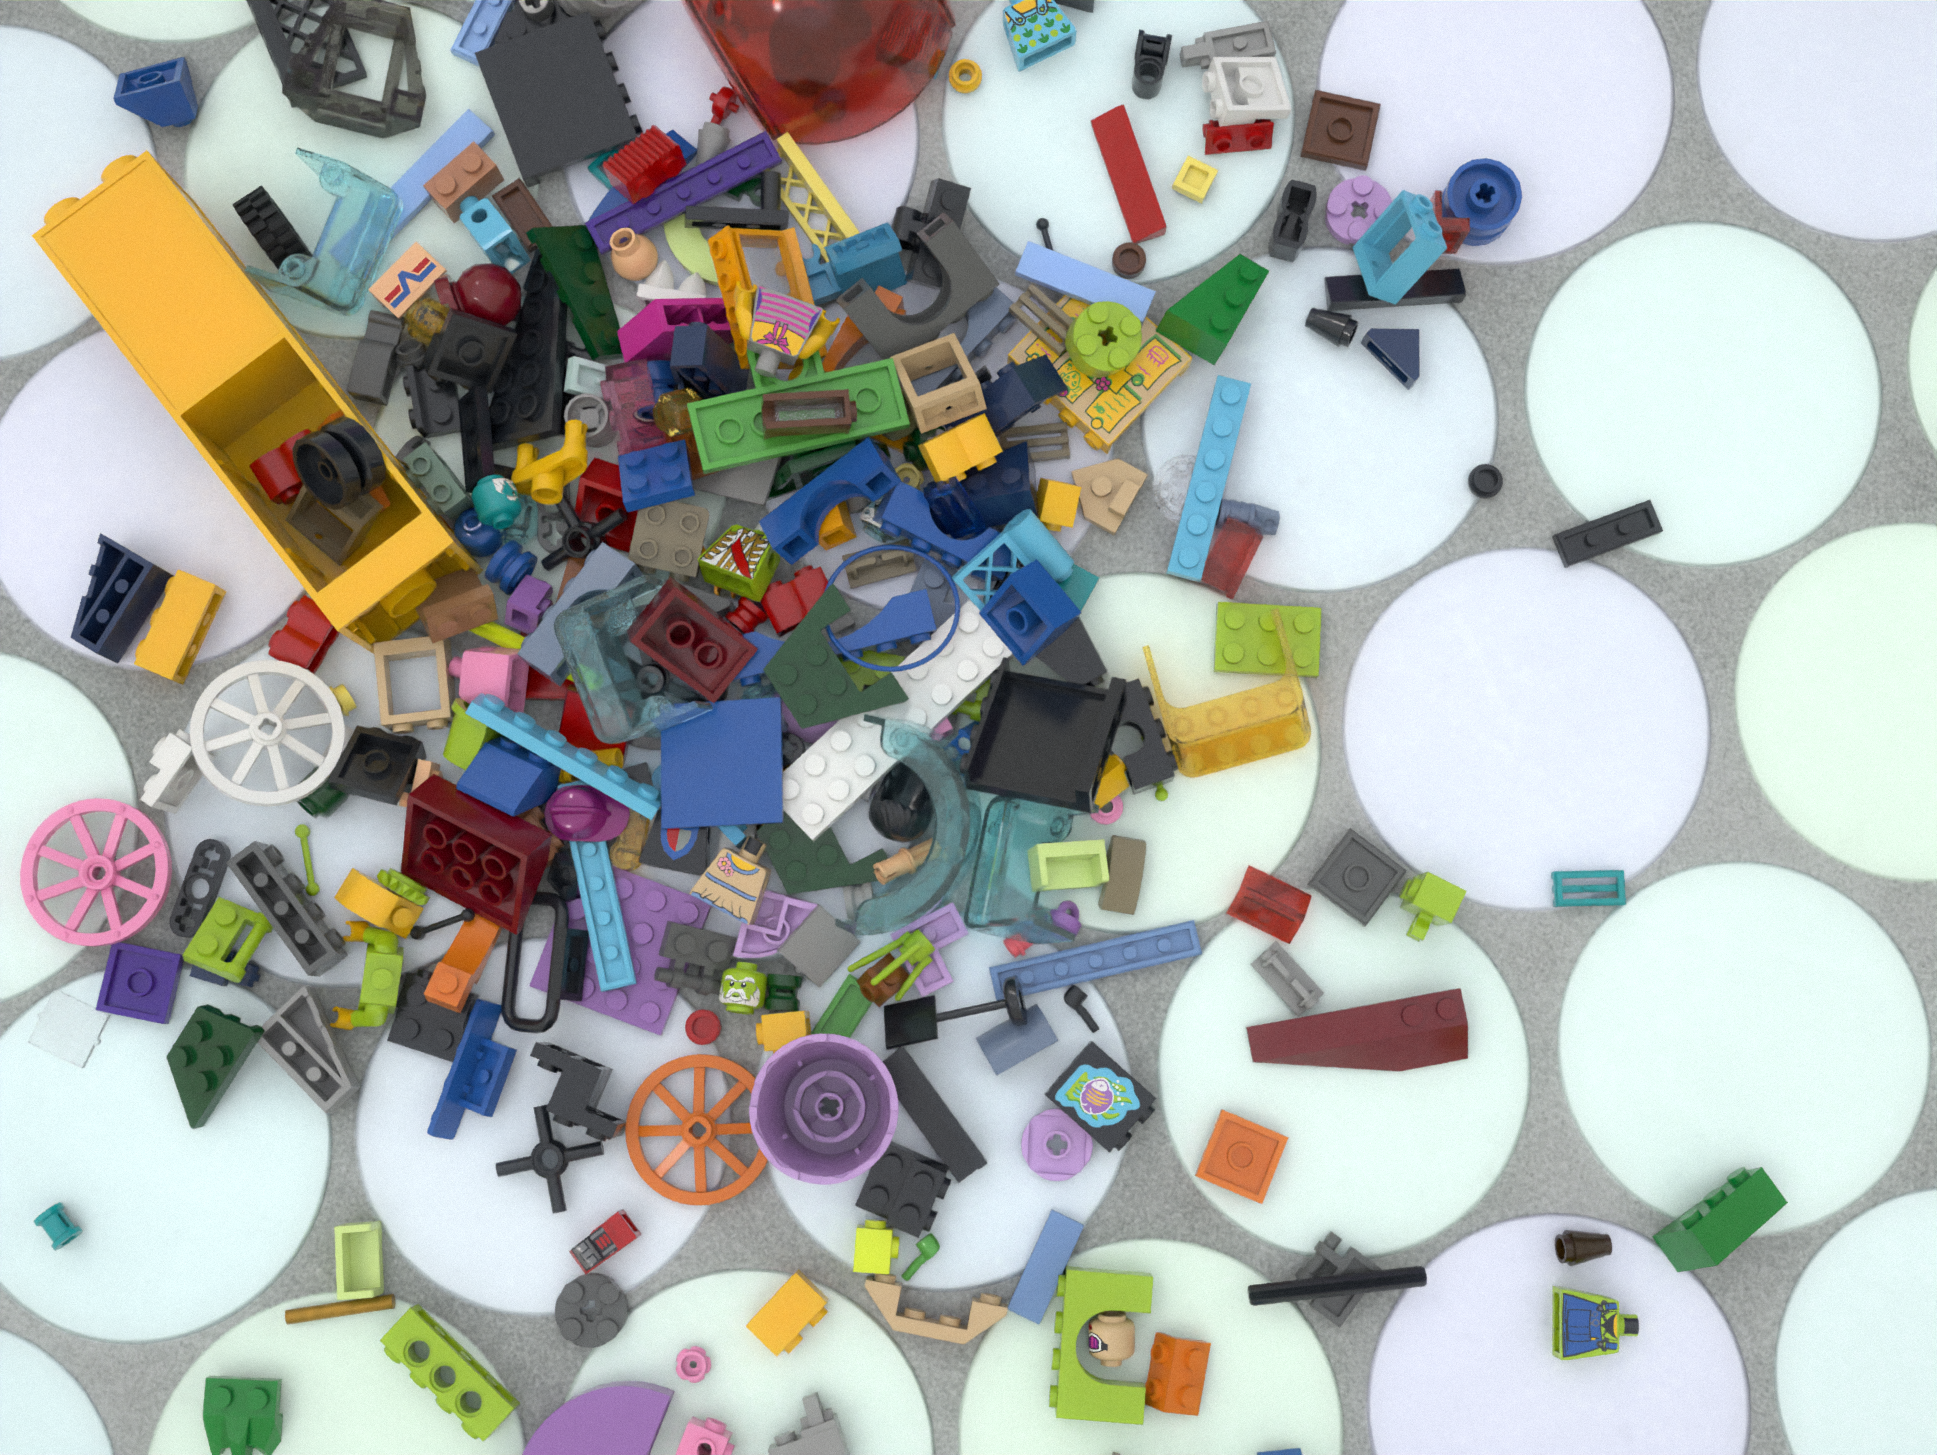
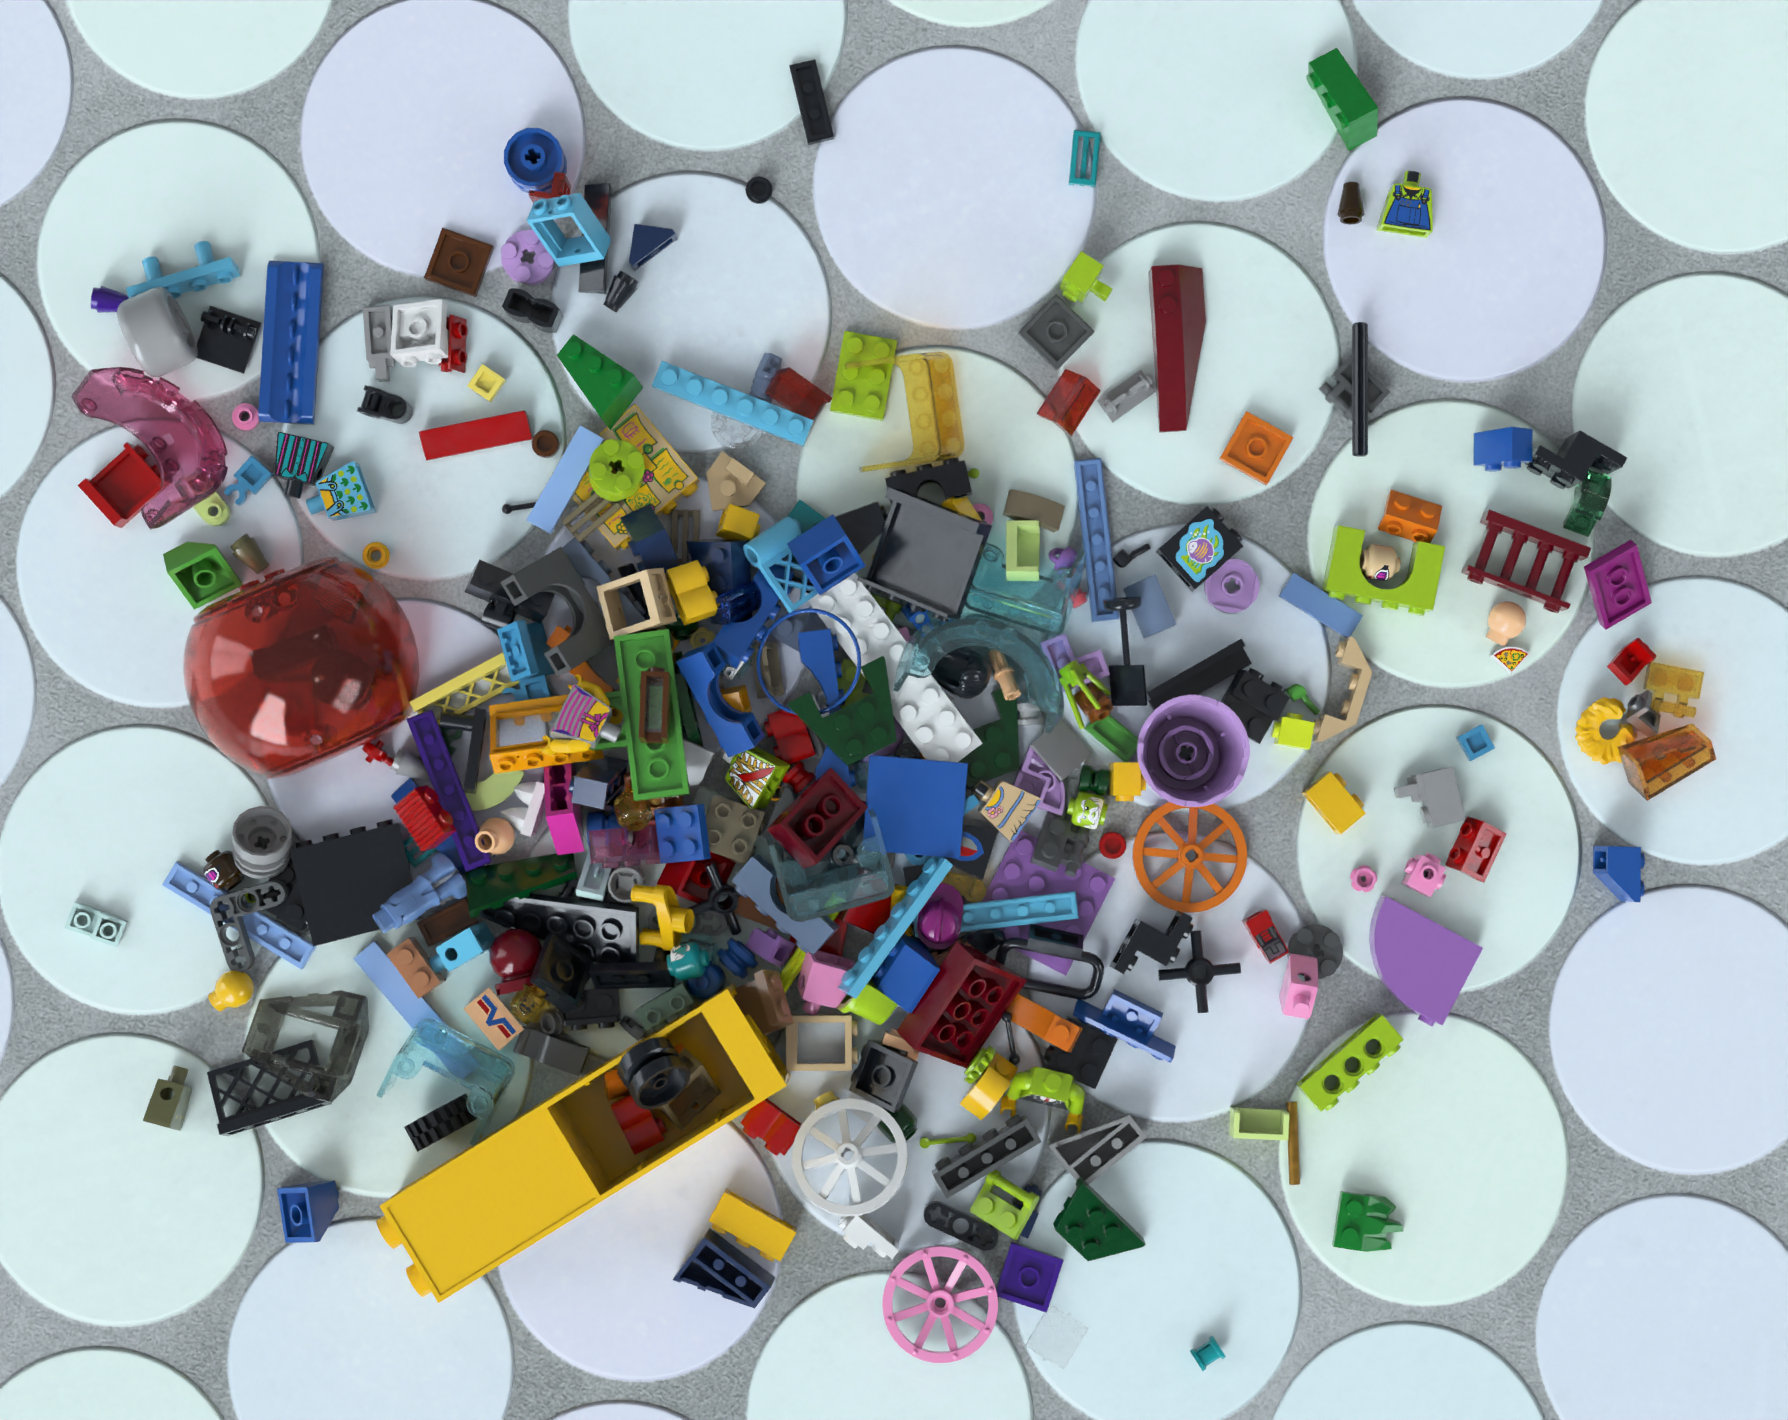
camera: 90 degrees left, 5 degrees up
(524, 1289) = (1298, 996): none -> bright pink torso
(548, 170) = (420, 896): none -> medium blue piece

